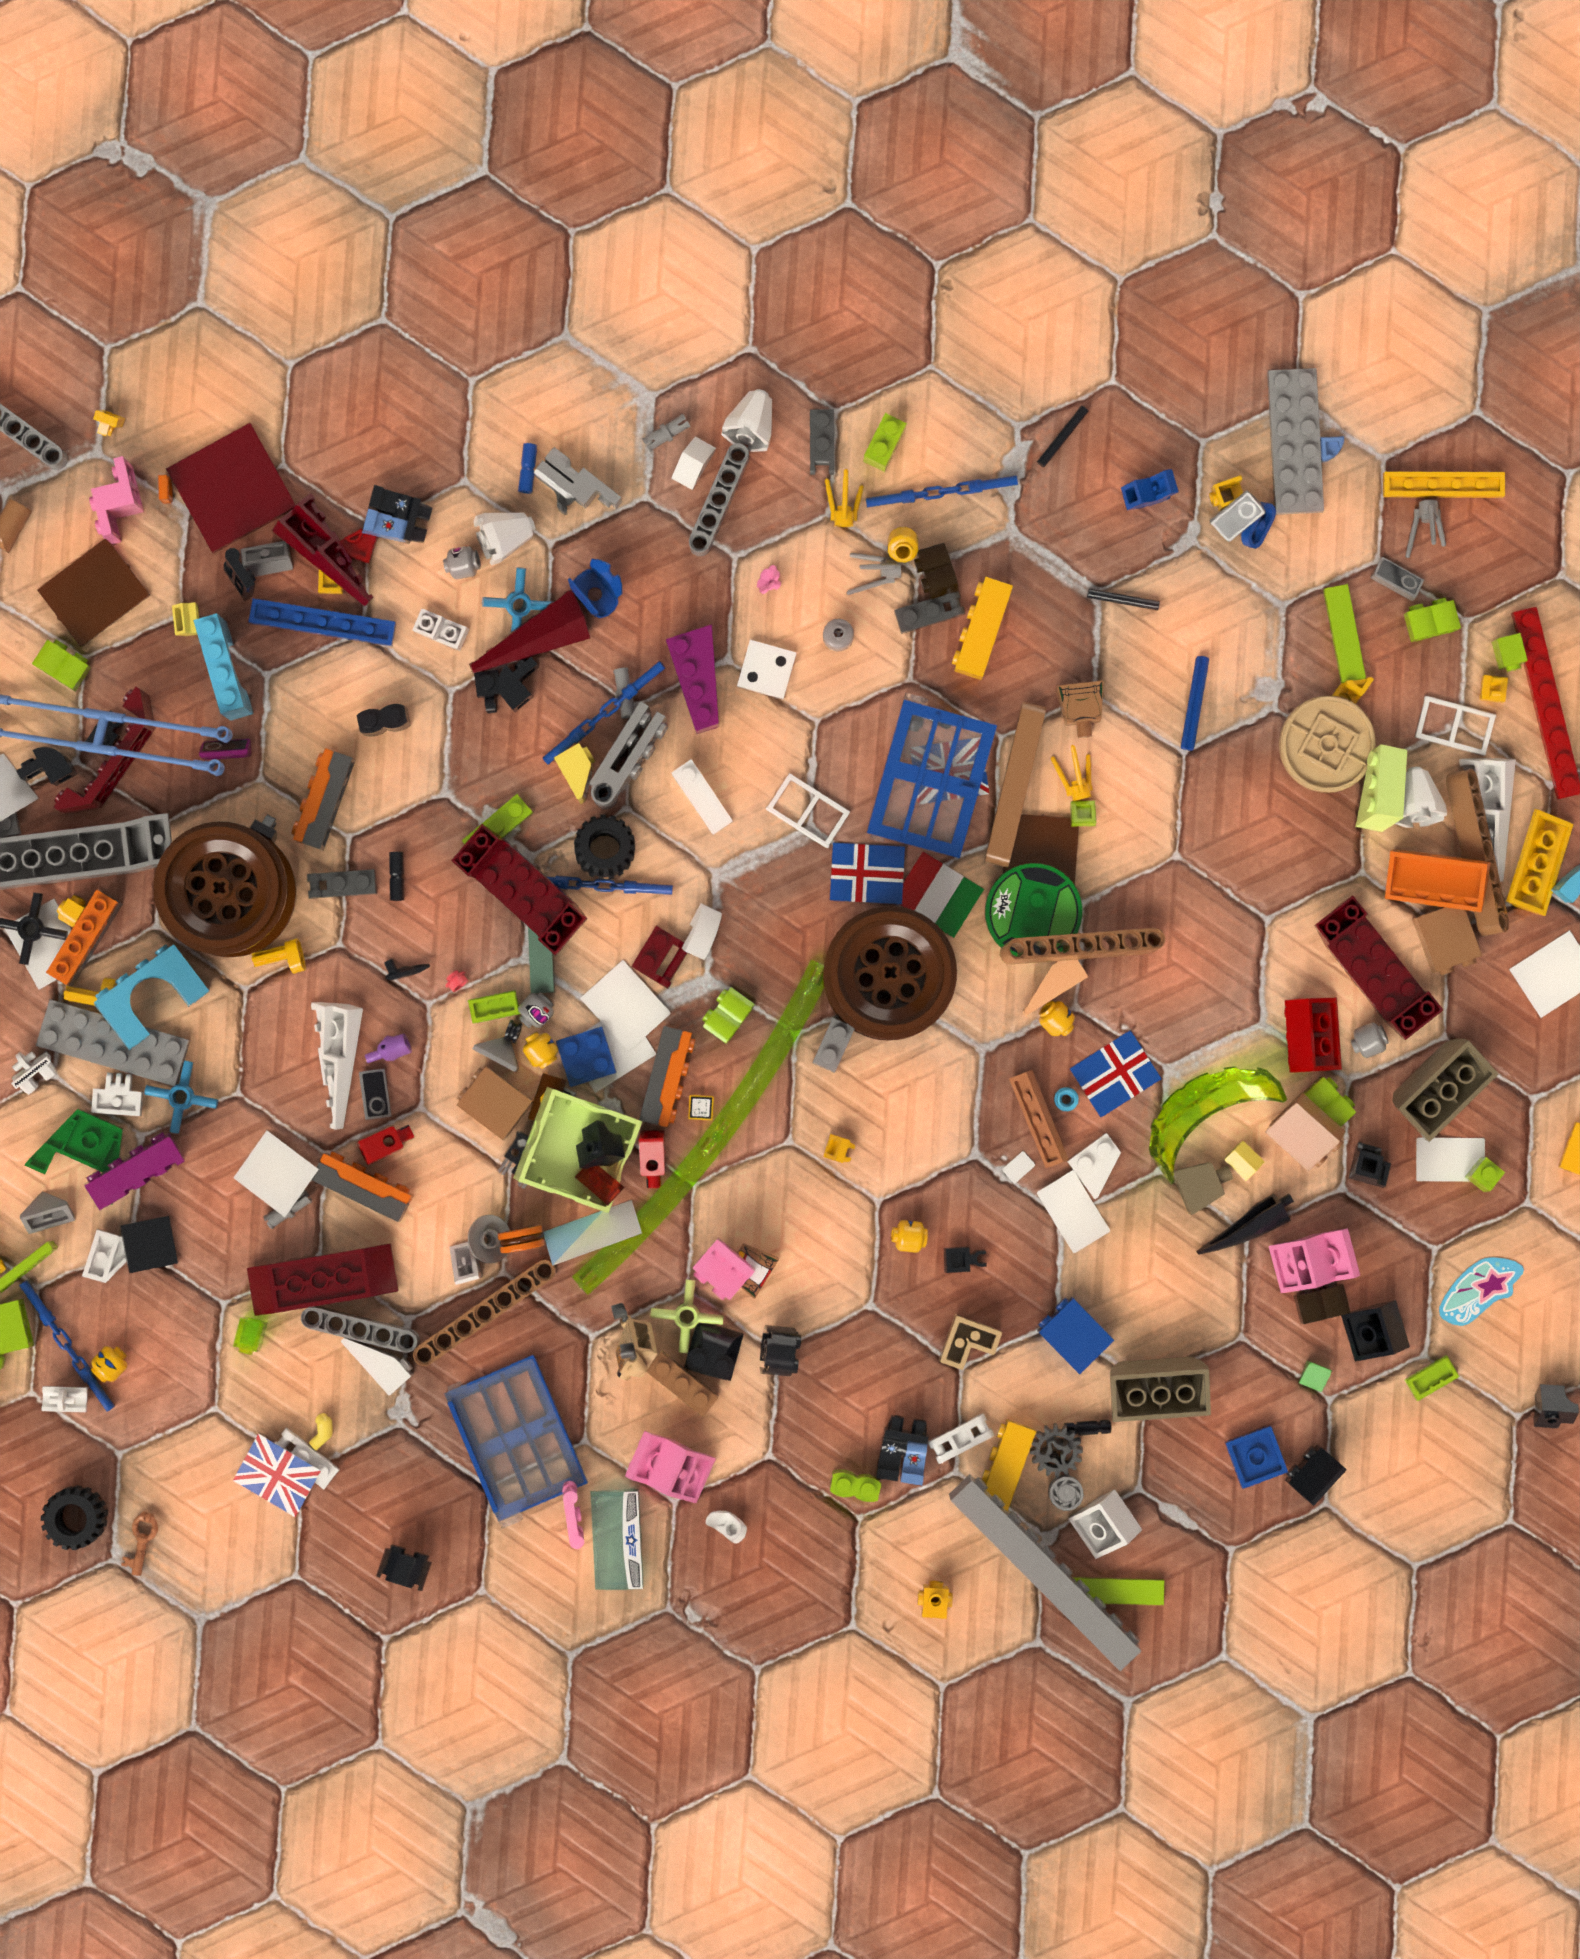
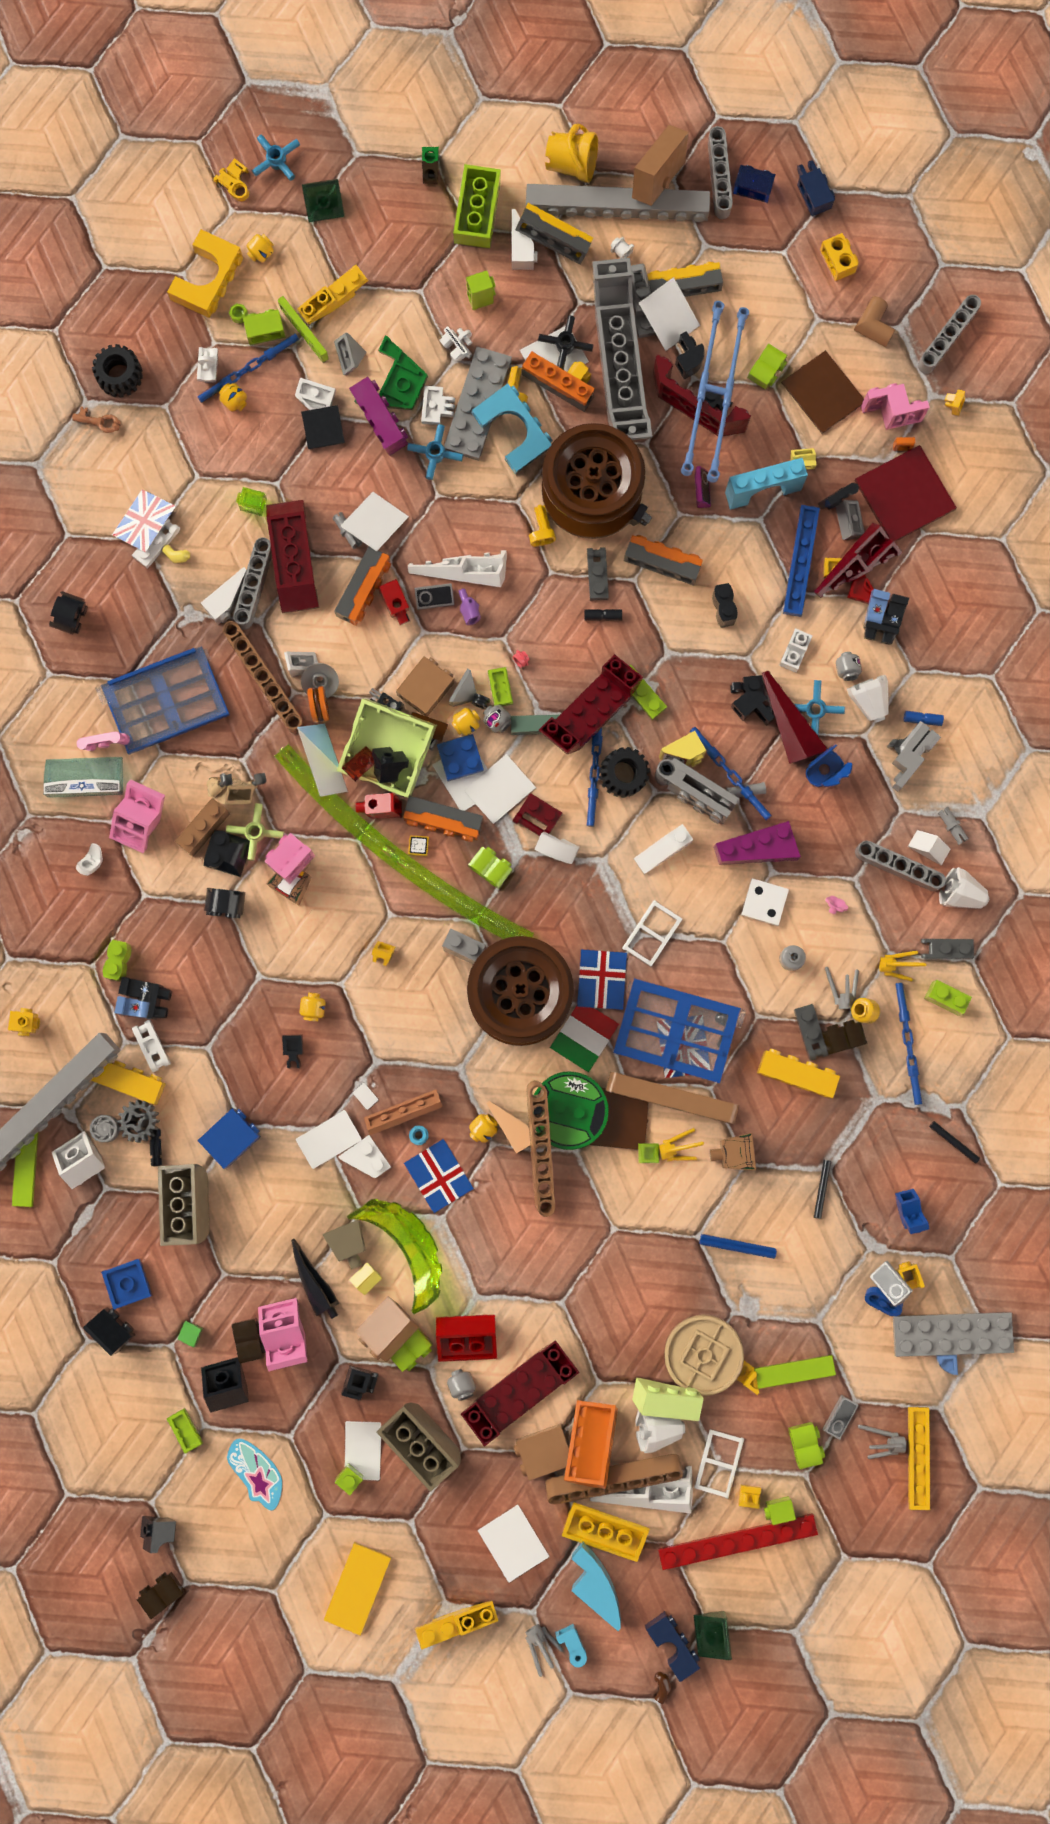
camera: 90 degrees right, 5 degrees down
(403, 972) = (527, 612): black bar -> none
(964, 1335) = (231, 1049): tan brick -> none

